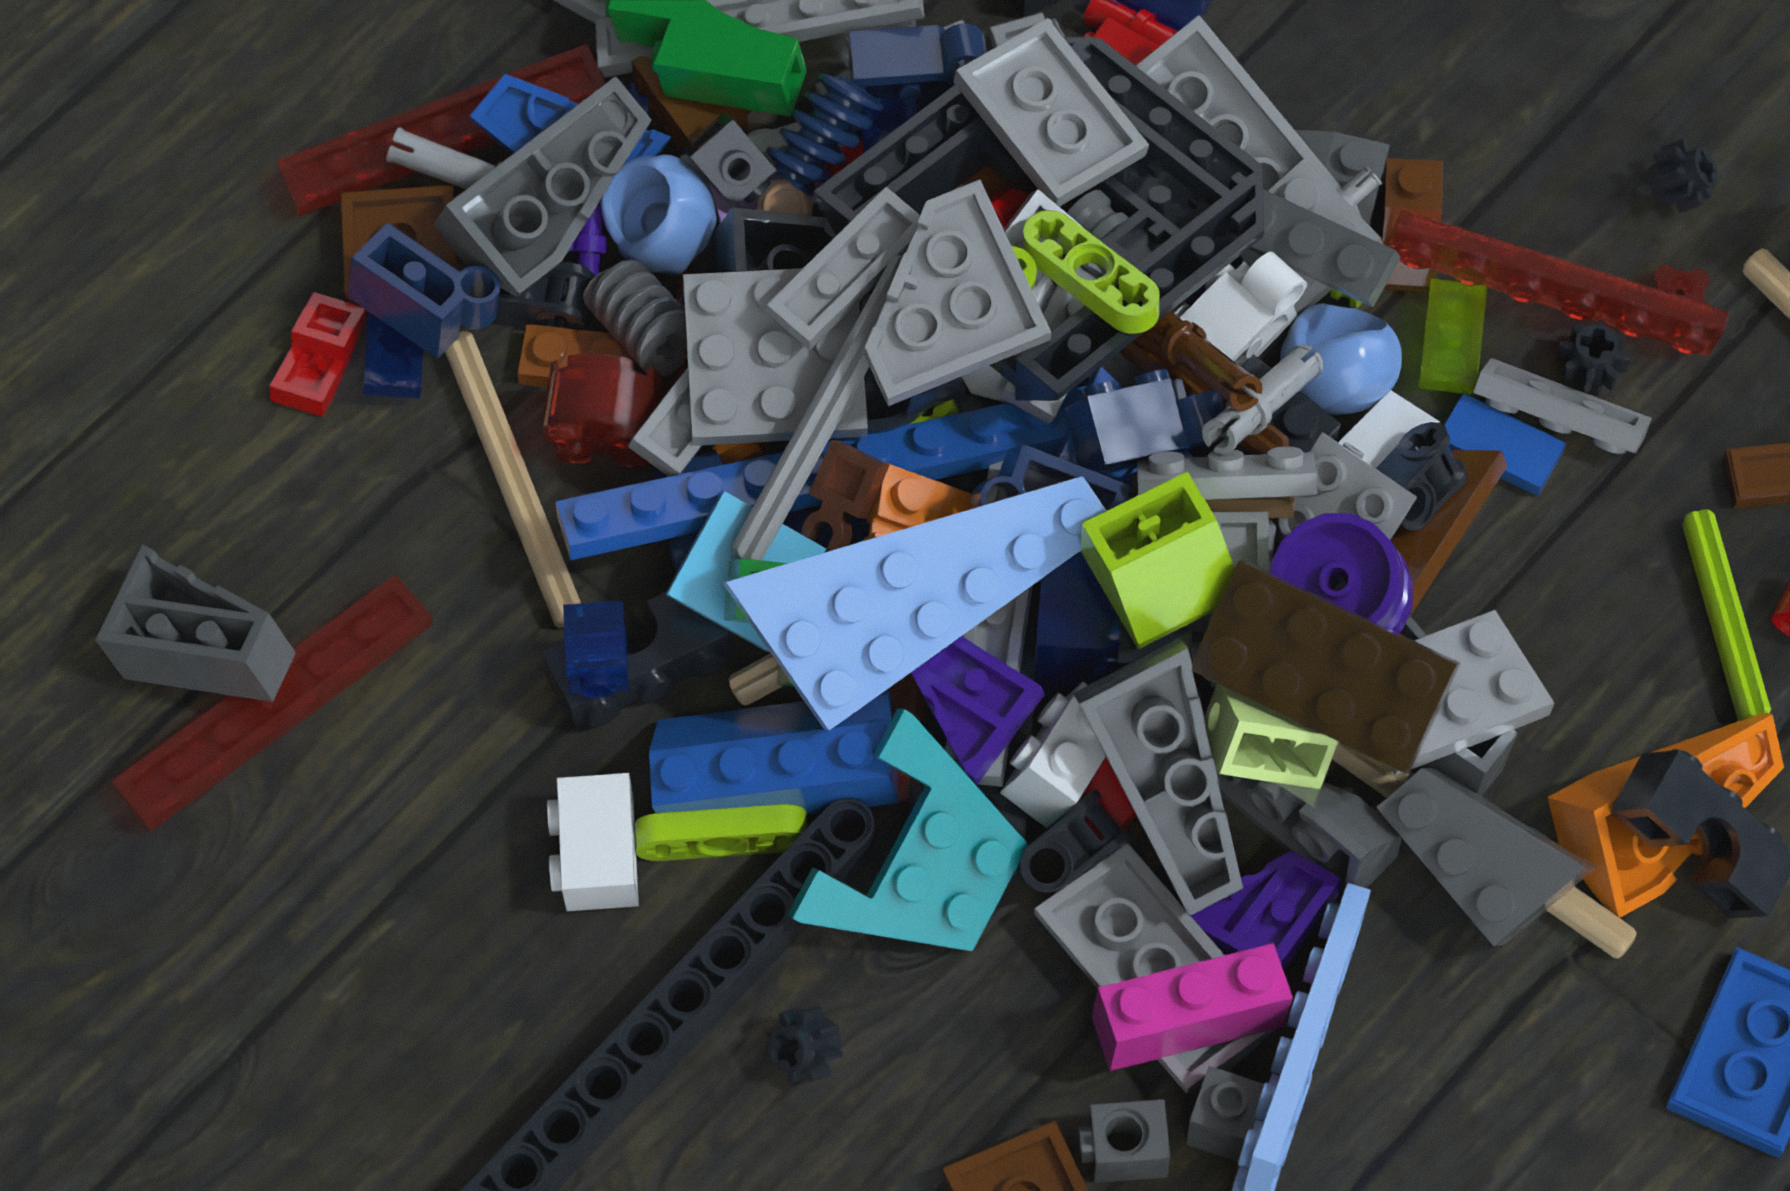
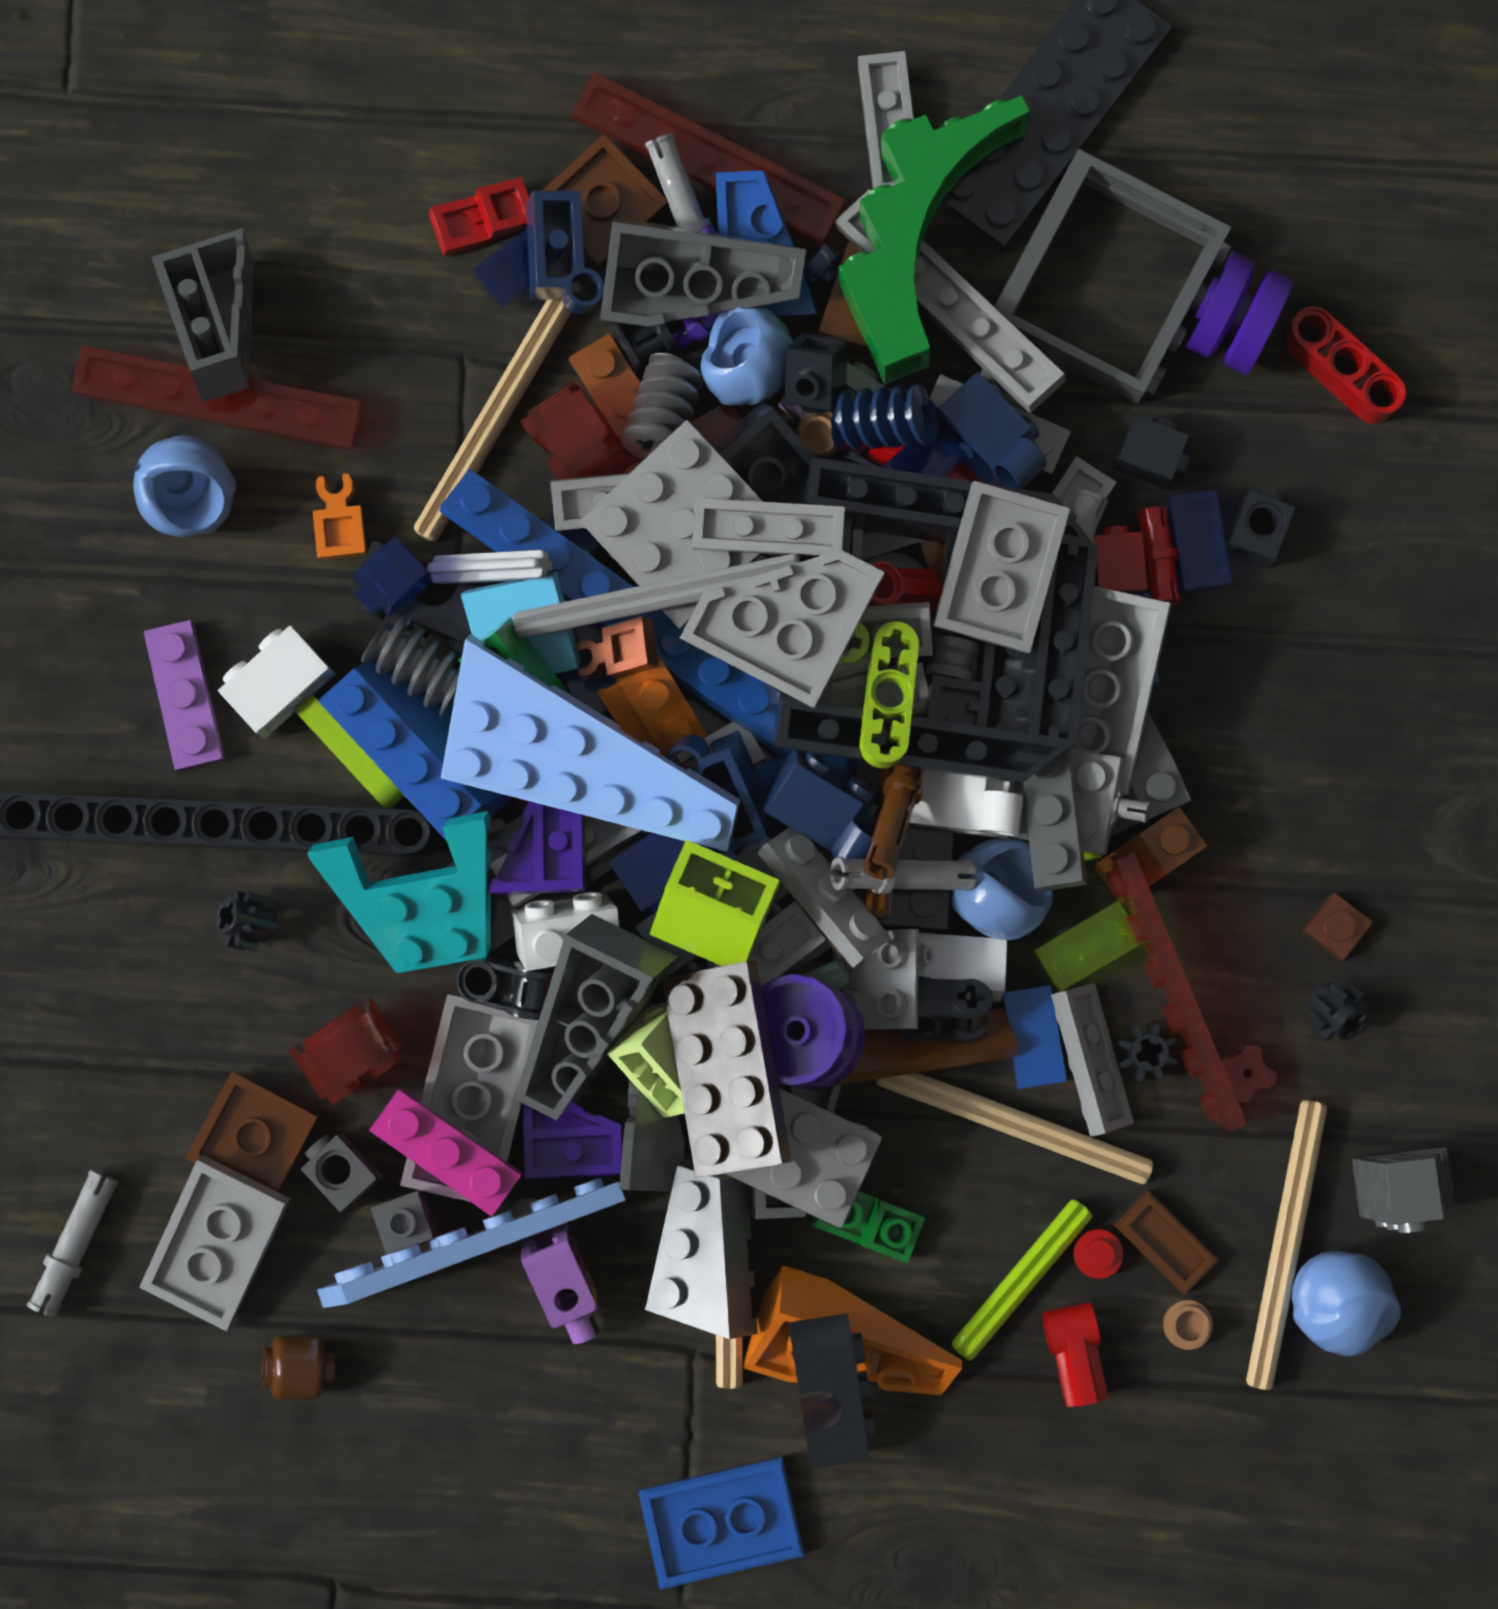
camera: 50 degrees right, 20 degrees up
(336, 782) = (183, 486): none -> medium blue piece
(493, 686) = (339, 526): none -> orange plate
(531, 949) = (184, 696): none -> medium lavender plate
(667, 548) = (490, 567): none -> light grey axle
(697, 690) = (414, 663): none -> flat silver piece
(1015, 1036) = (347, 1050): none -> clear red brick
(1402, 1007) = (556, 1264): none -> medium lavender torso
(1570, 516) = (1021, 1125): none -> tan axle
(1582, 700) = (878, 1226): none -> green slope
(1602, 130) = (1337, 926): none -> copper plate
(1752, 533) = (1098, 1253): none -> red plate

